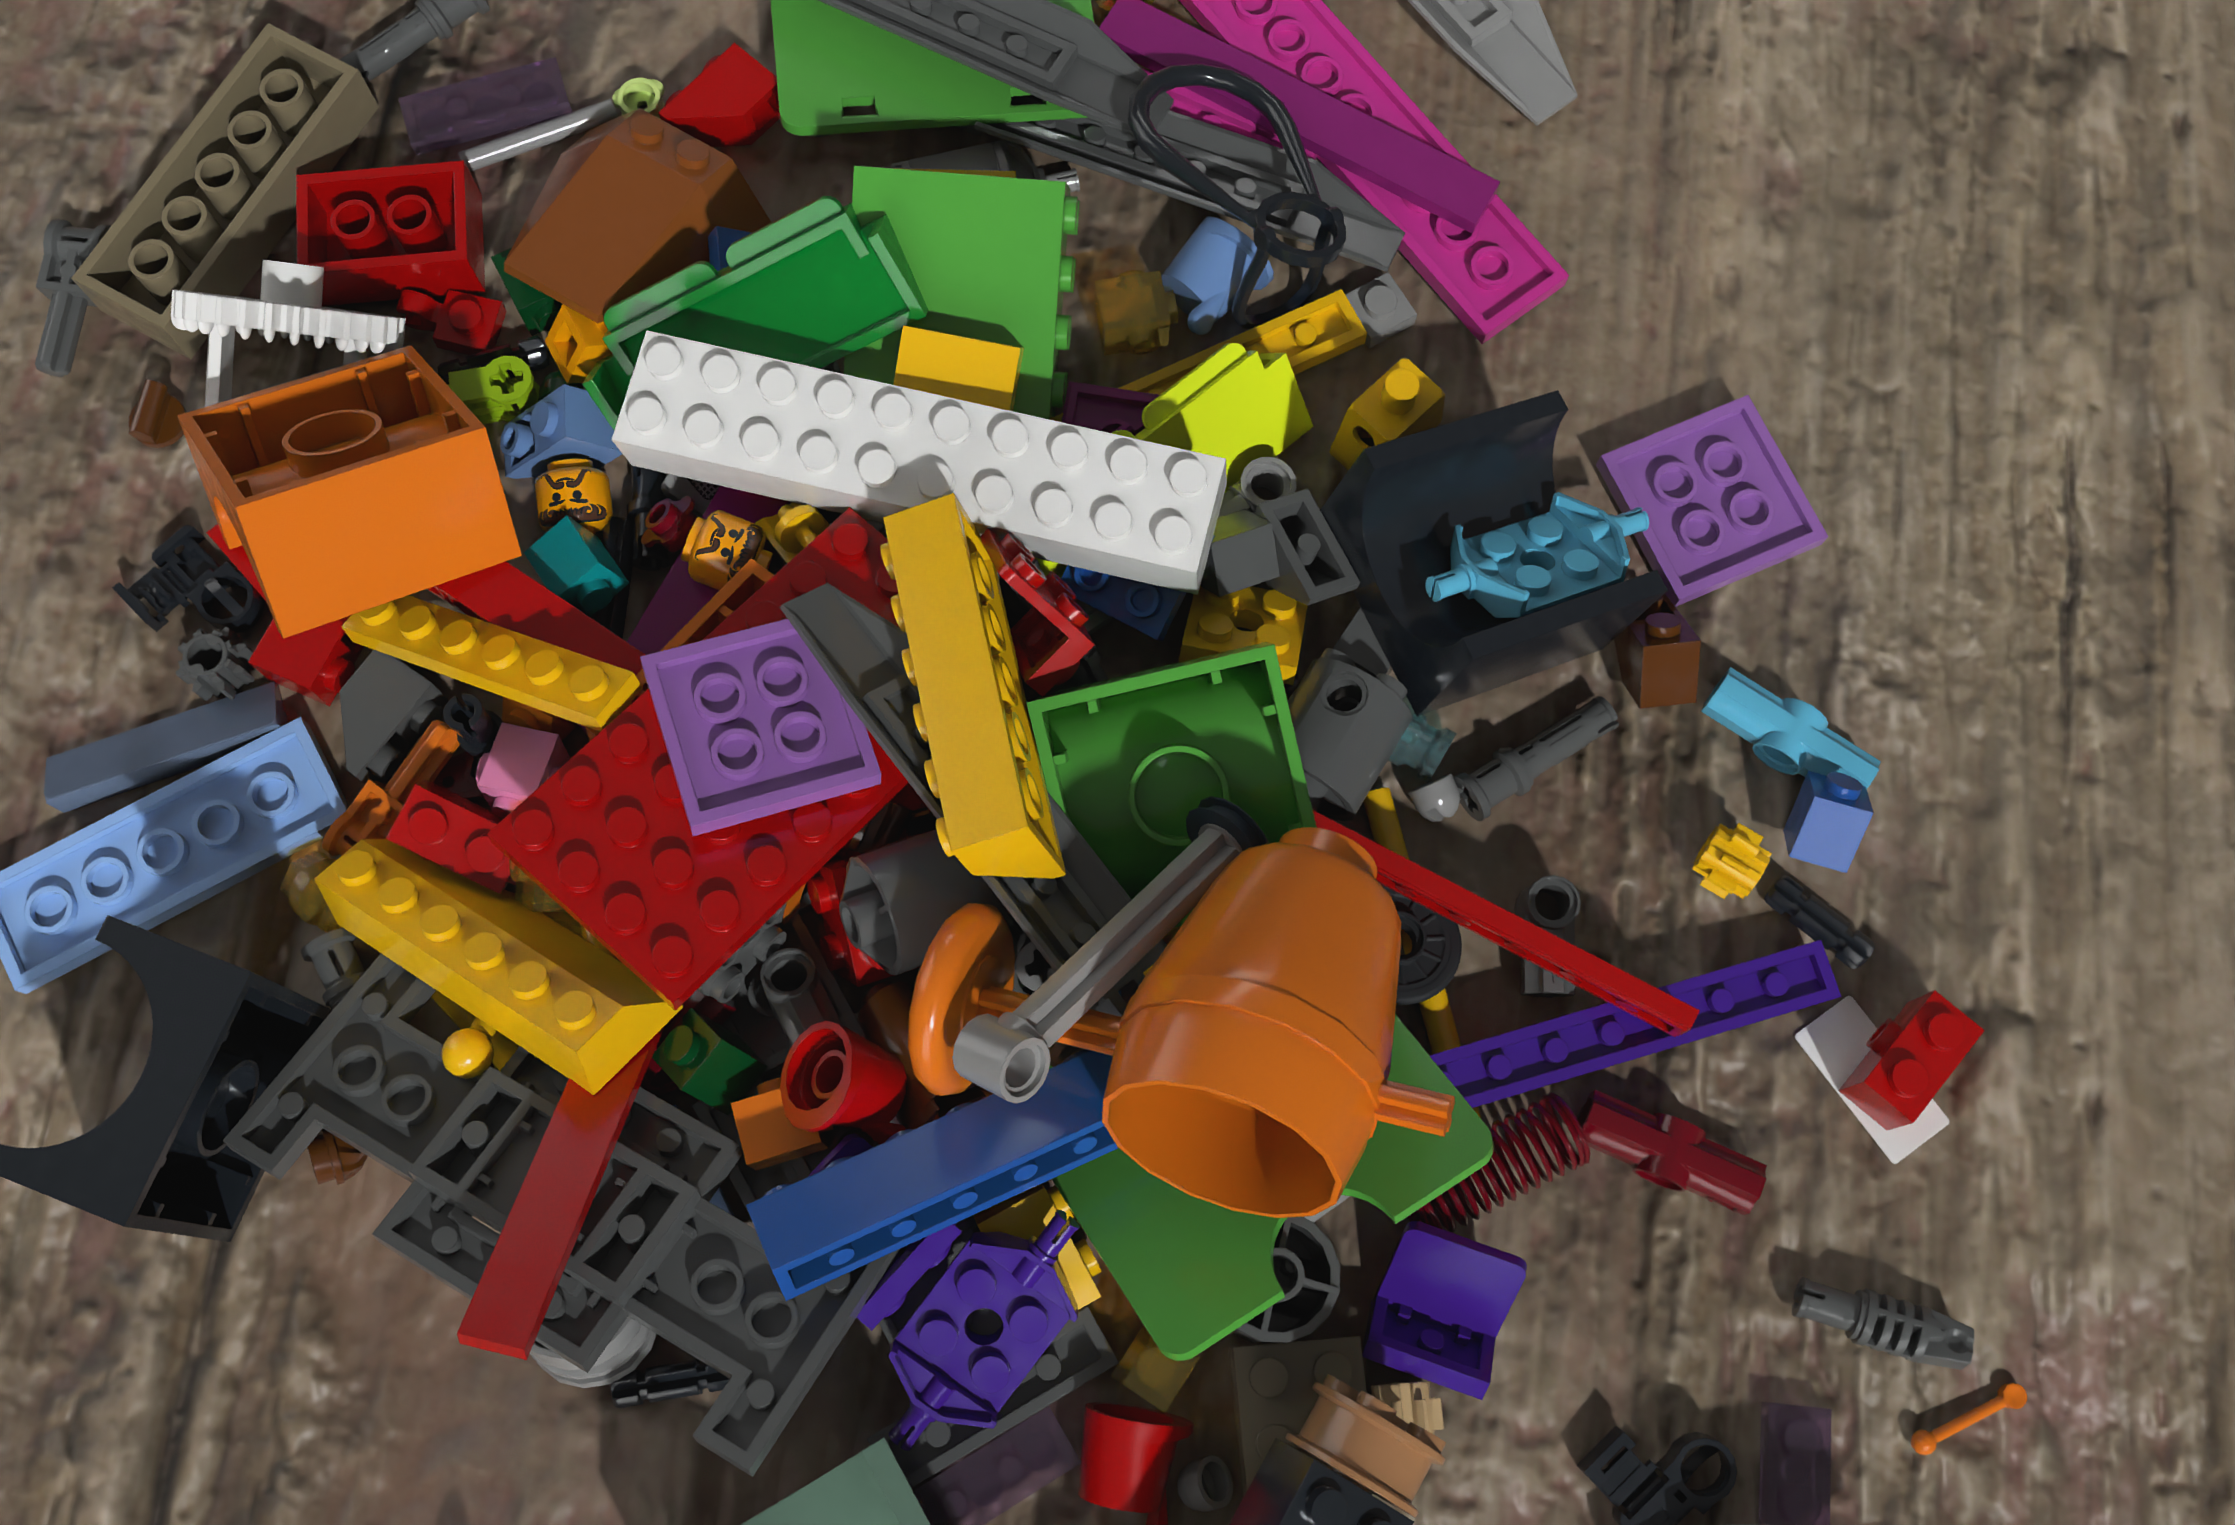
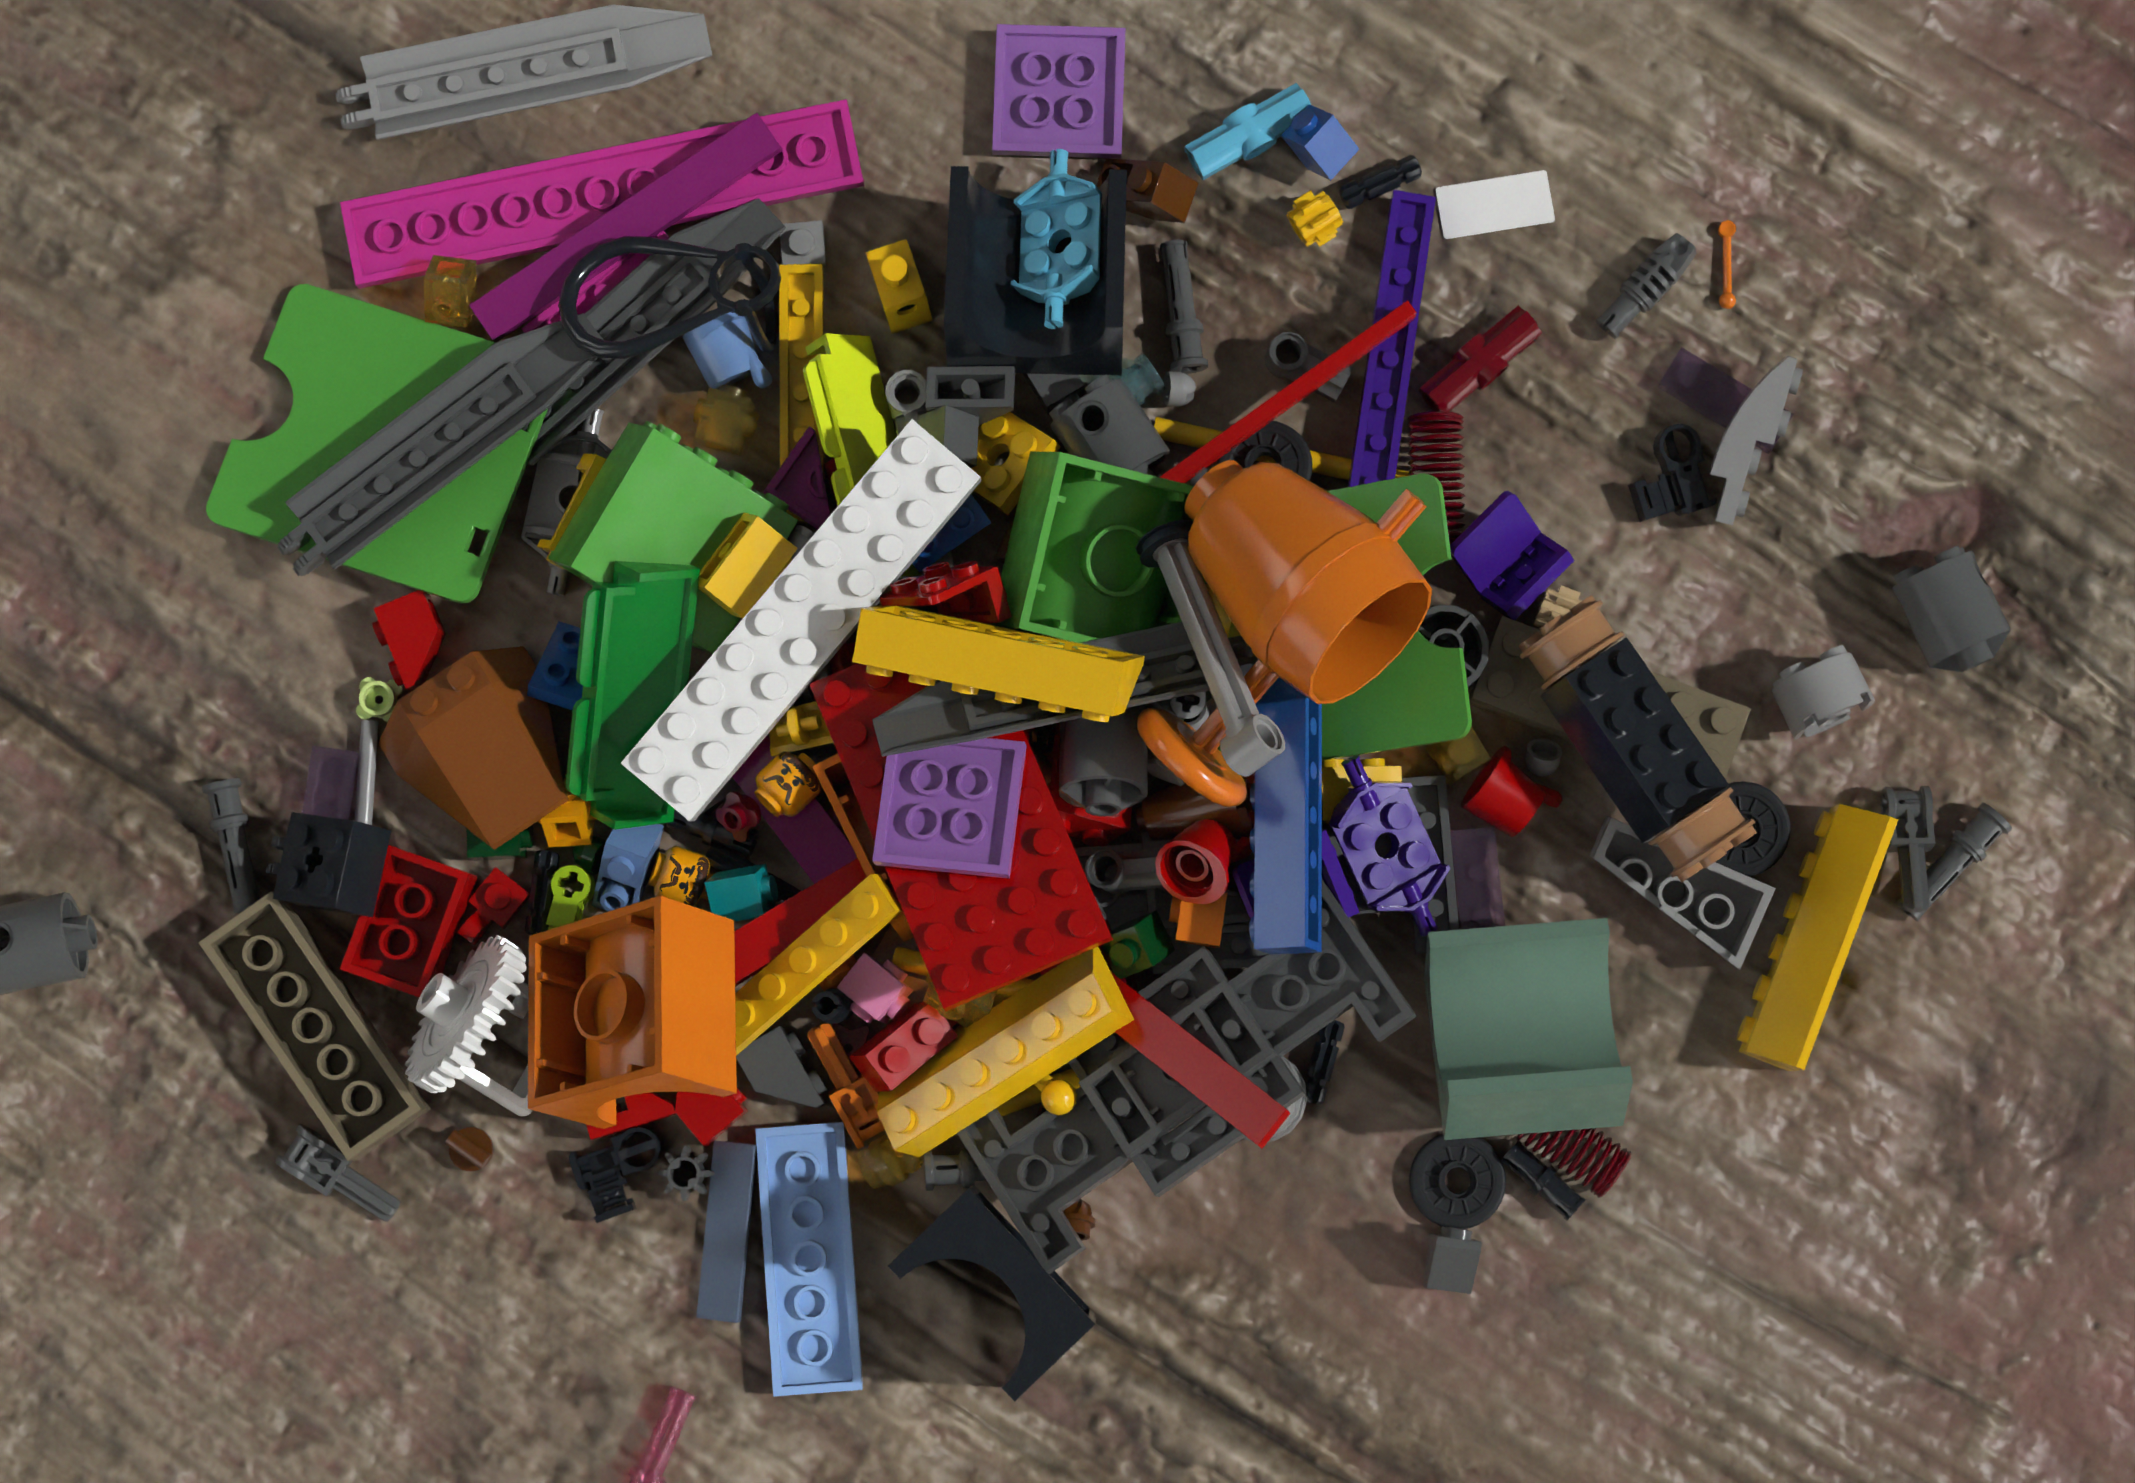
camera: 55 degrees left, 10 degrees up
(411, 112) = (330, 864): none -> black hinge
(1910, 1060) = (1497, 177): red brick -> none

